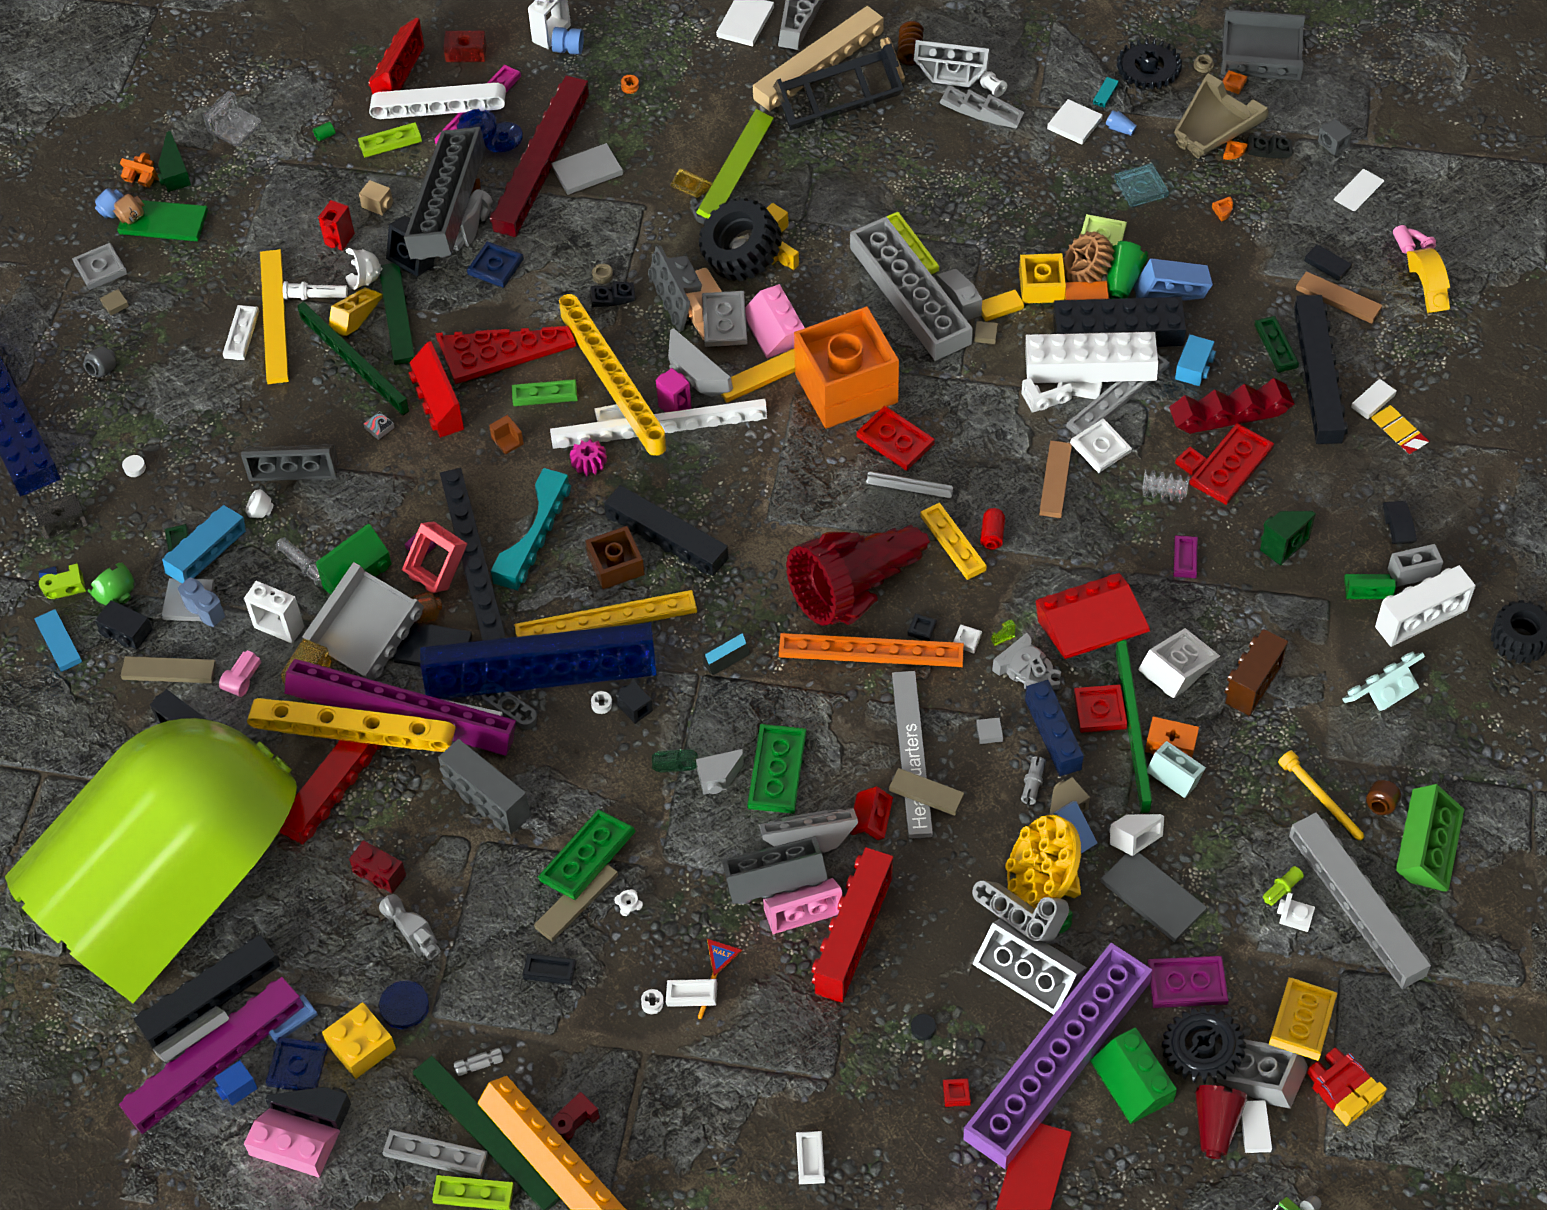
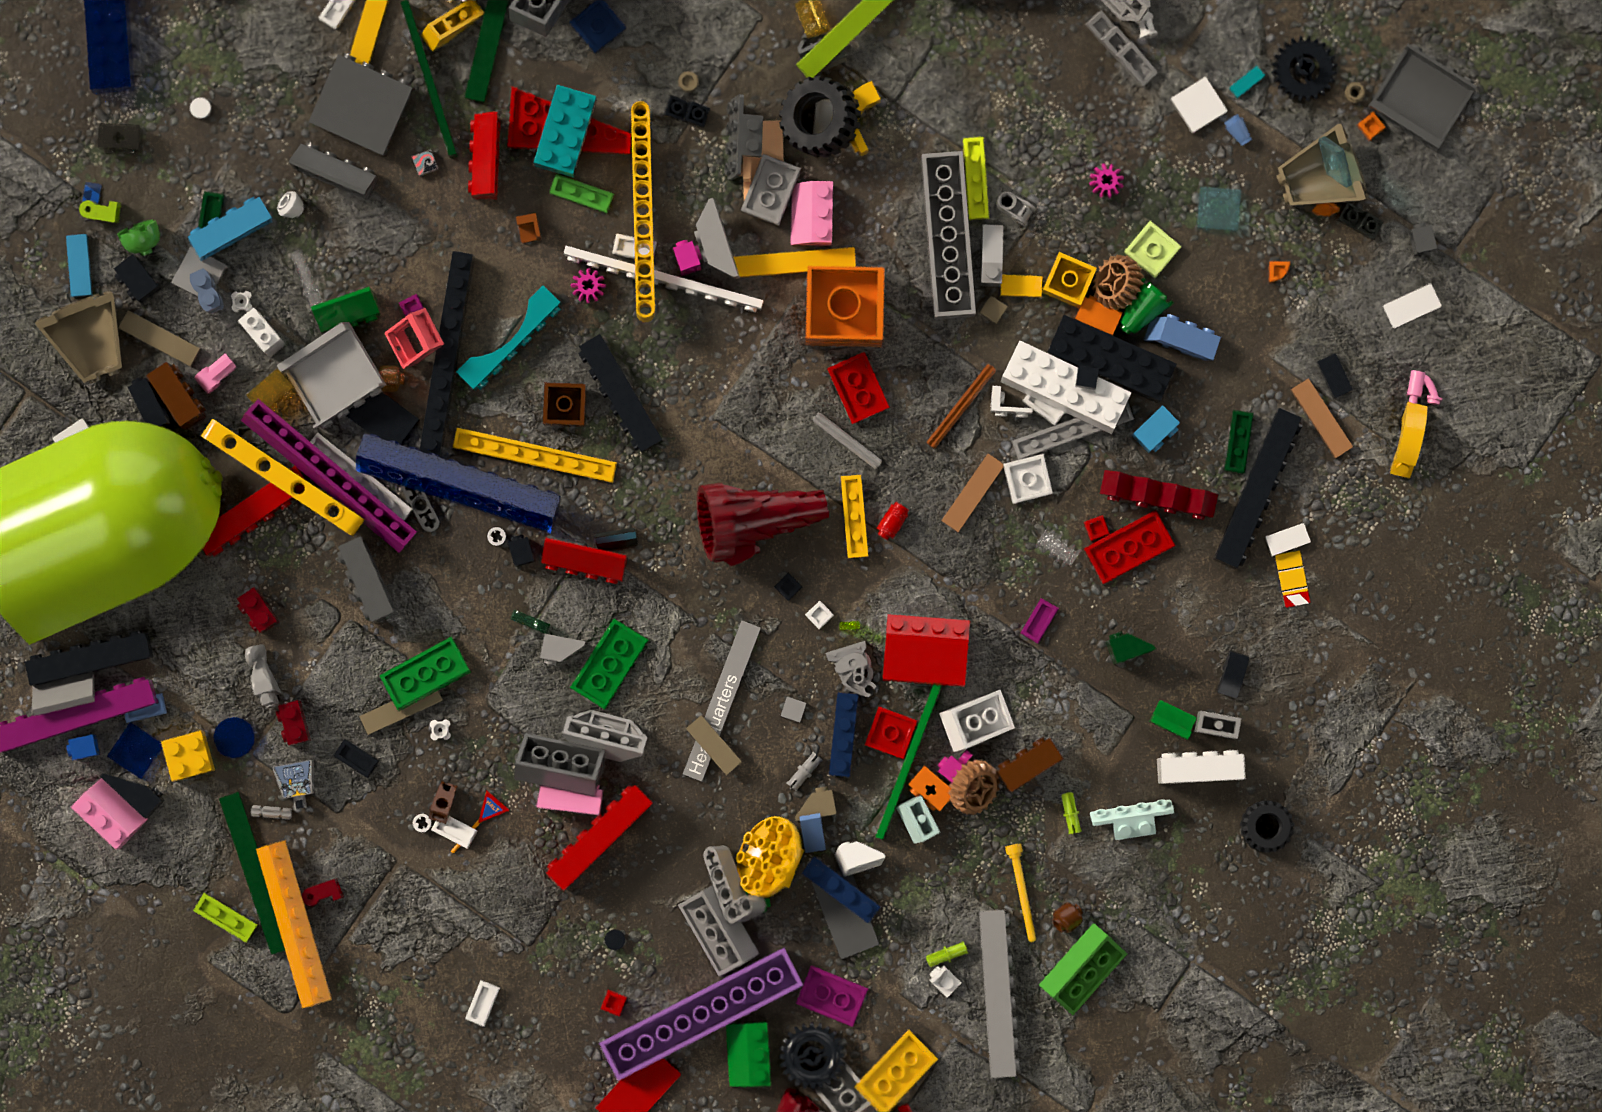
camera: 20 degrees right, 30 degrees up
(91, 687) = (86, 336): none -> dark tan cone
(208, 698) = (177, 395): none -> reddish brown brick
(236, 603) = (236, 301): none -> white plate
(294, 399) = (361, 104): none -> dark grey panel
(435, 1153) = (210, 871): light grey tile -> none
(465, 958) = (293, 722): none -> dark red brick
(491, 1015) = (296, 781): none -> torso
(504, 340) = (565, 131): none -> teal brick
(666, 967) = (443, 802): none -> reddish brown leg
(703, 677) = (585, 560): none -> red slope
(871, 650) = (735, 591): orange plate -> none
(872, 812) = (663, 741): red panel -> none
(956, 248) = (1017, 208): none -> light grey piece
(1001, 416) = (961, 406): none -> dark orange axle
(1028, 199) = (1106, 173): none -> dark pink gear
(1107, 331) = (1086, 377): none -> black tile
(1137, 865) = (840, 889): none -> dark blue brick
(1184, 709) = (949, 765): none -> dark pink brick
(1214, 712) = (971, 785): none -> medium nougat gear
(1222, 98) = (1335, 161): none -> clear light blue tile
(1324, 704) = (1071, 813): none -> lime axle

